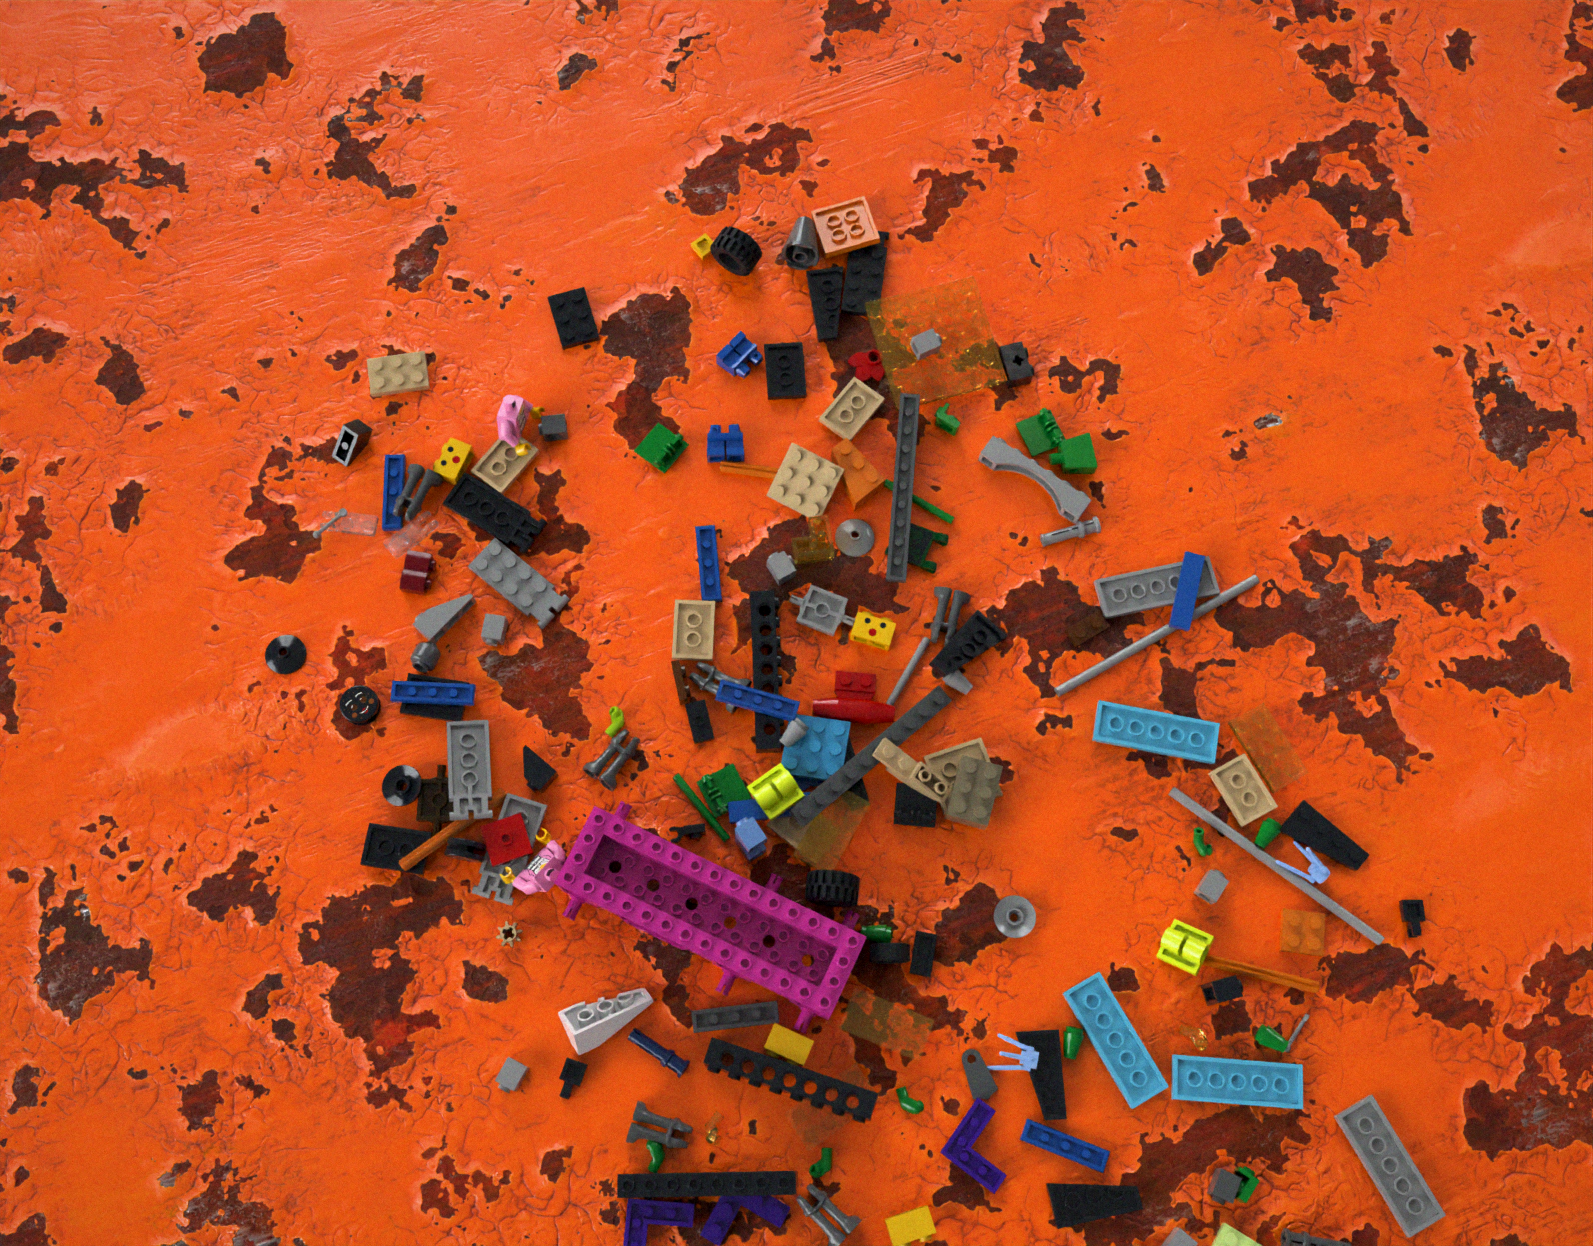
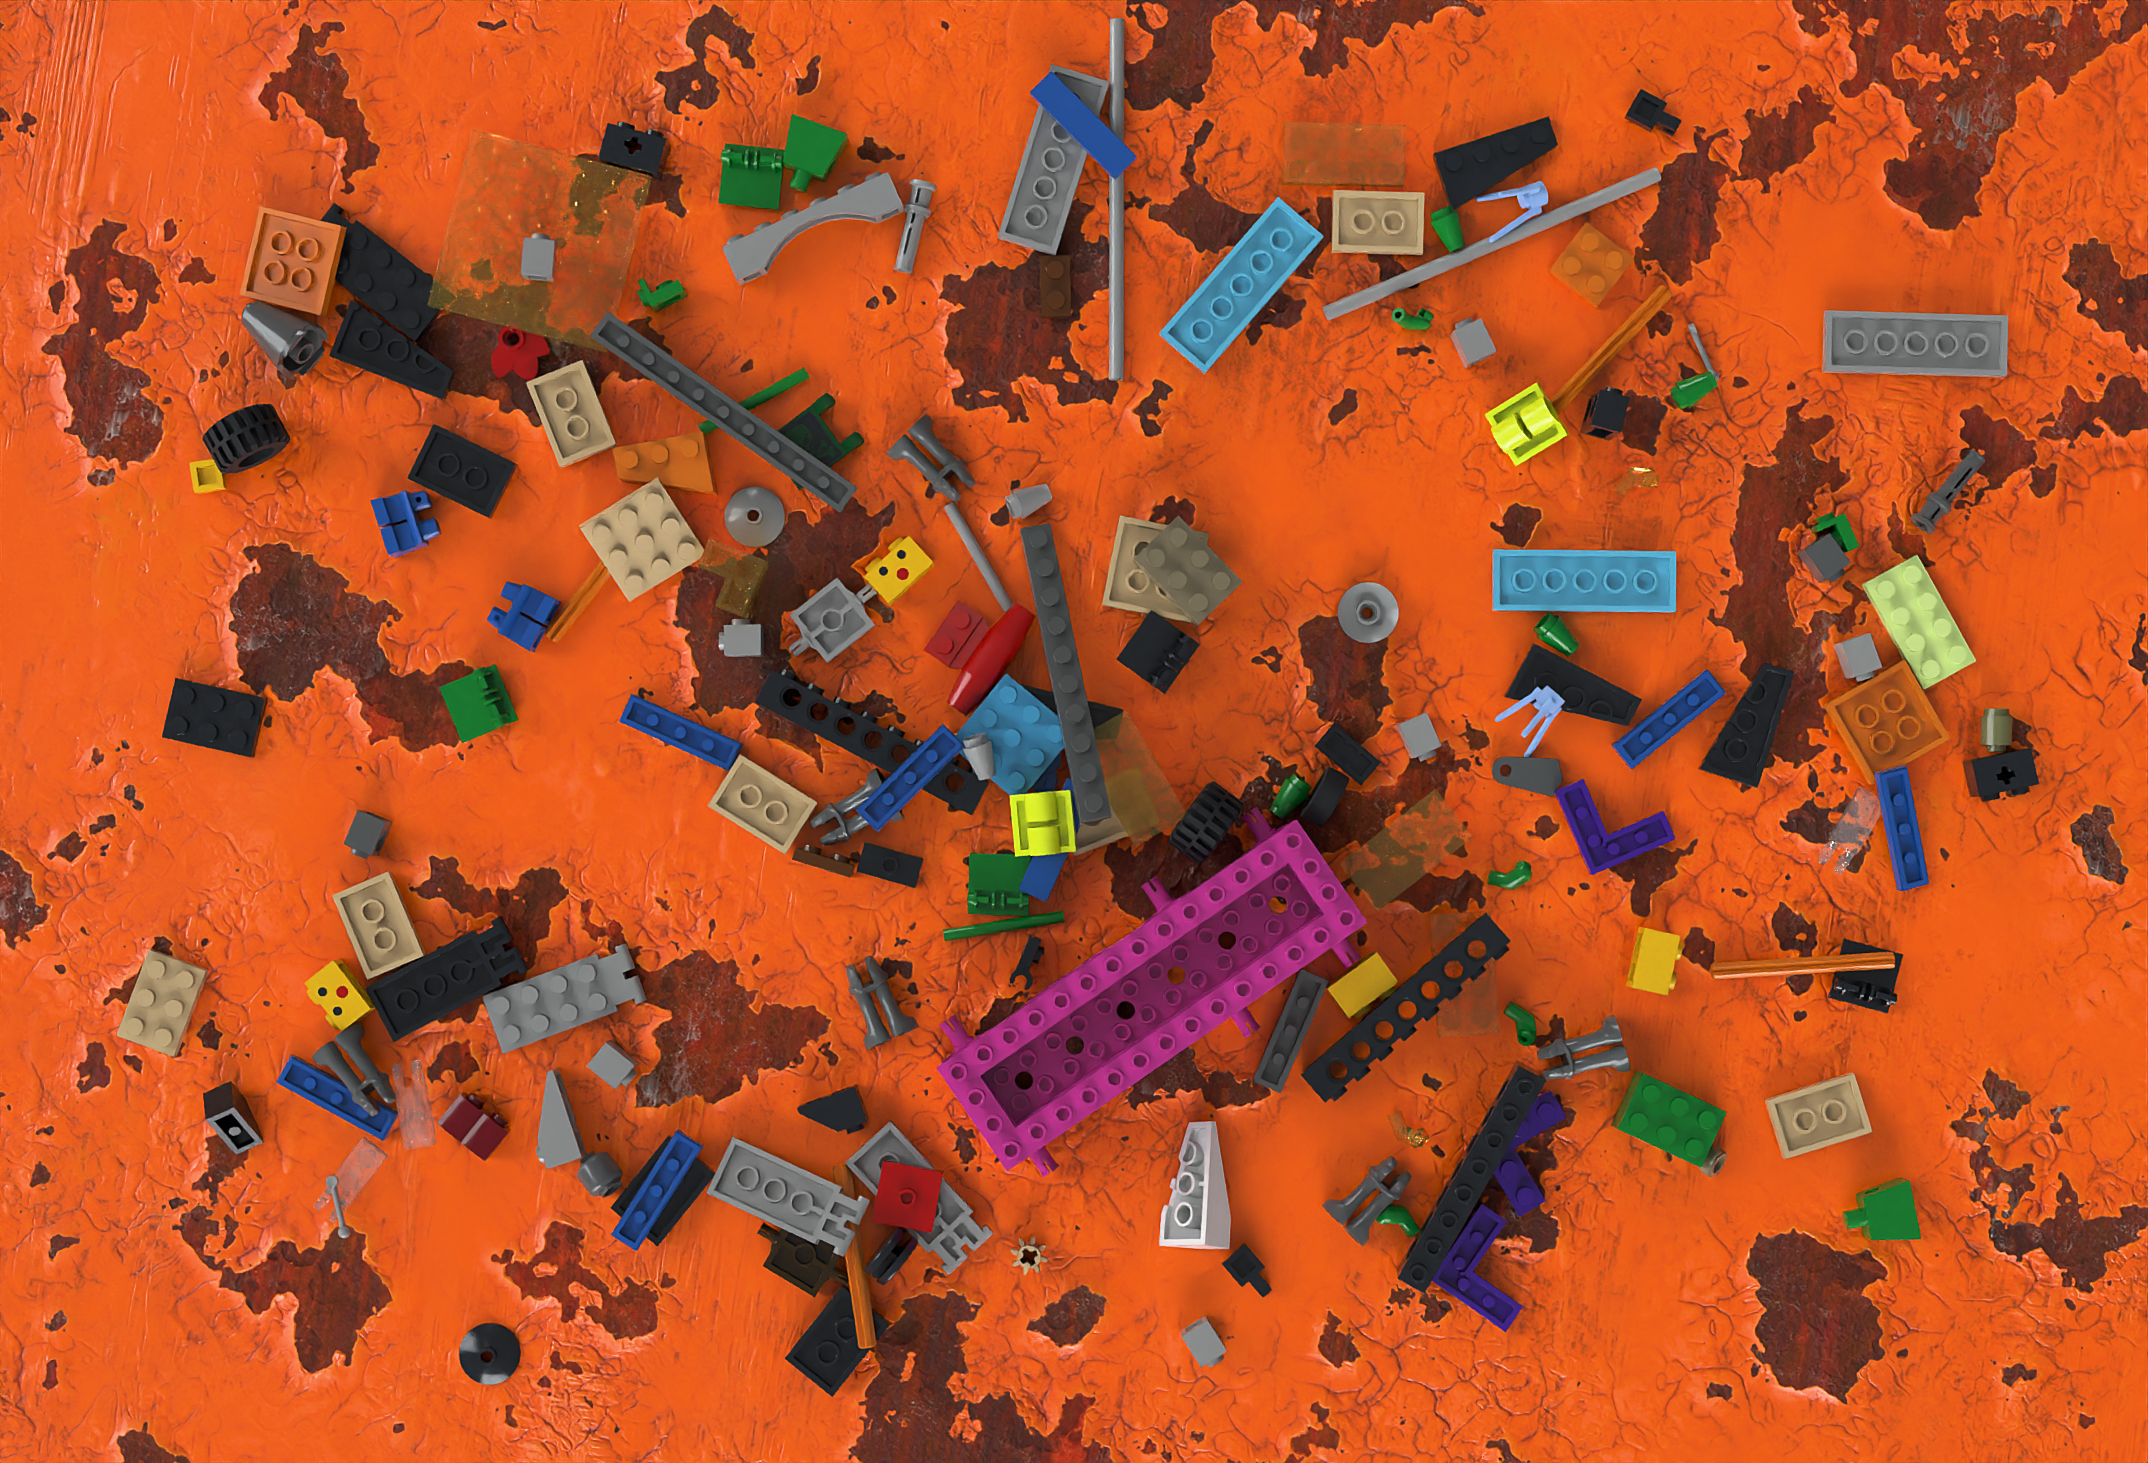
camera: 60 degrees left, 15 degrees up
(360, 705) = (618, 1292): black head -> none
(395, 780) = (754, 1304): black dish -> none
(512, 420) = (328, 886): bright pink torso -> none
(541, 871) = (974, 1173): bright pink torso -> none
(617, 720) = (828, 970): lime arm -> none
(666, 1057) = (1291, 1141): dark blue pin -> none
(750, 839) = (1088, 892): medium blue arch -> none
(912, 773) = (1116, 634): tan slope -> none
(959, 992) = (1419, 737): none -> light grey brick
(968, 643) = (986, 450): black wing -> none
(1237, 1081) = (1717, 463): medium azure plate -> none

